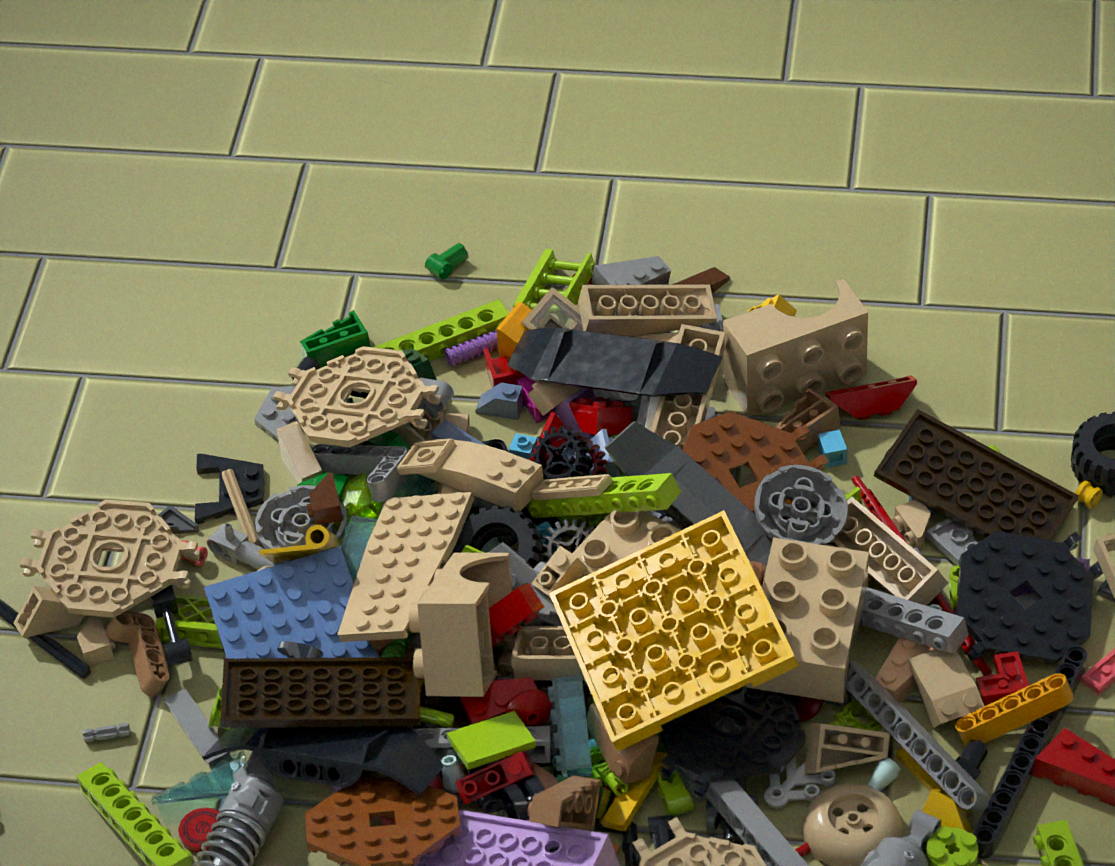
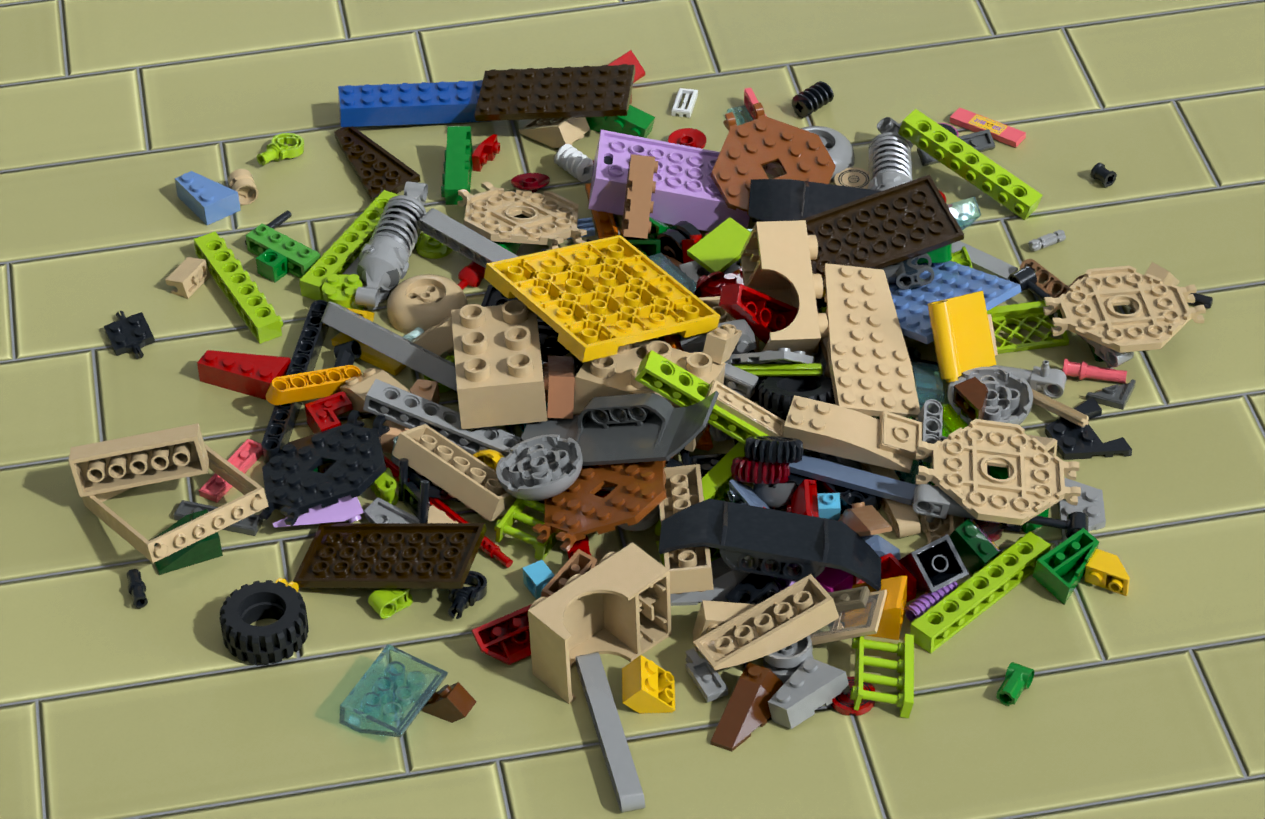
camera: 160 degrees right, 5 degrees down
(300, 329) = (1107, 572): none -> yellow slope
(465, 360) = (935, 565): none -> black slope
(507, 399) = (865, 520): none -> medium nougat wedge
(816, 272) = (610, 732): none -> light grey beam
(930, 543) = (414, 498): none -> black plate
(954, 348) = (450, 703): none -> reddish brown slope
(1006, 359) = (390, 694): none -> clear light blue slope

